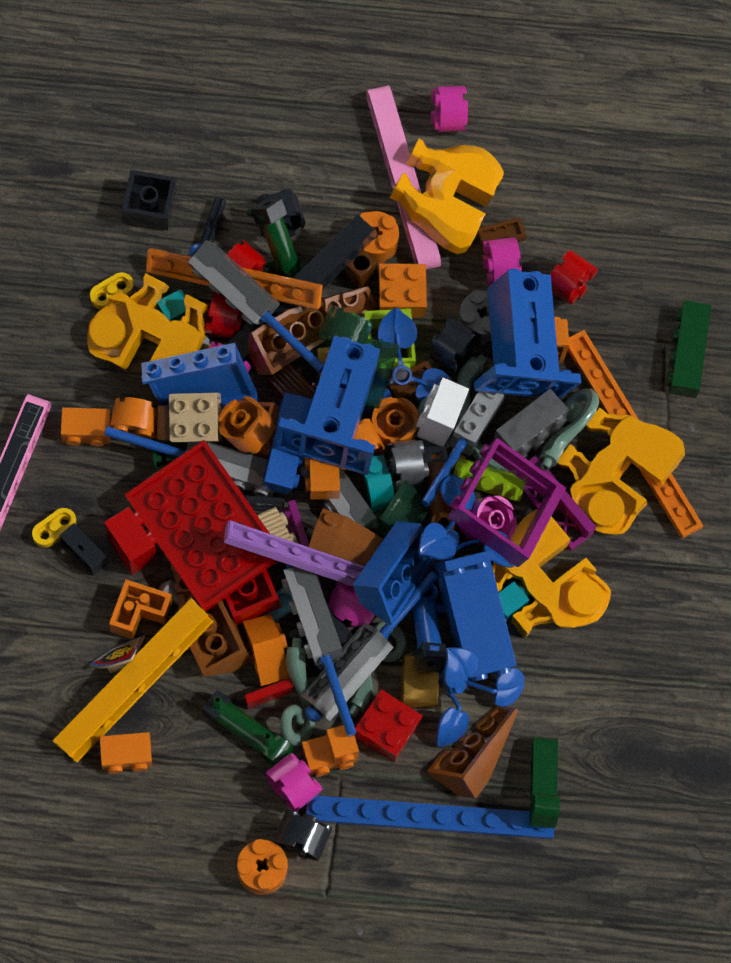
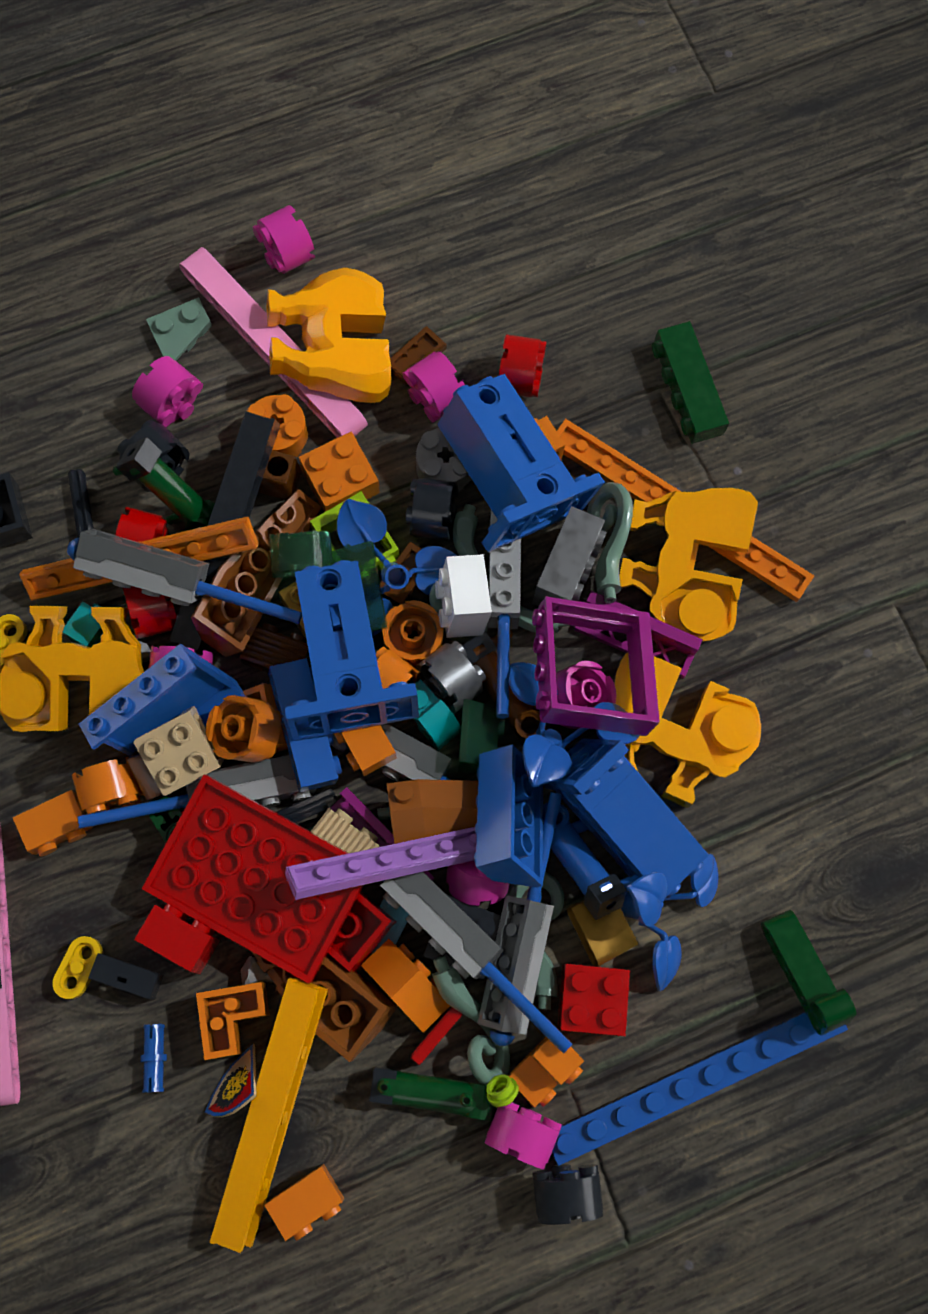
camera: 25 degrees left, 5 degrees up
(74, 611) = (153, 1058): none -> blue pin
(257, 853) = (553, 1273): orange brick -> none
(294, 745) = (502, 1090): none -> lime plate
(312, 175) = (167, 391): none -> dark pink brick
(342, 135) = (179, 328): none -> sand green wing
(472, 761) = (709, 987): dark orange wedge -> none
(493, 480) = (568, 642): lime plate -> none
(513, 599) = (655, 770): teal brick -> none

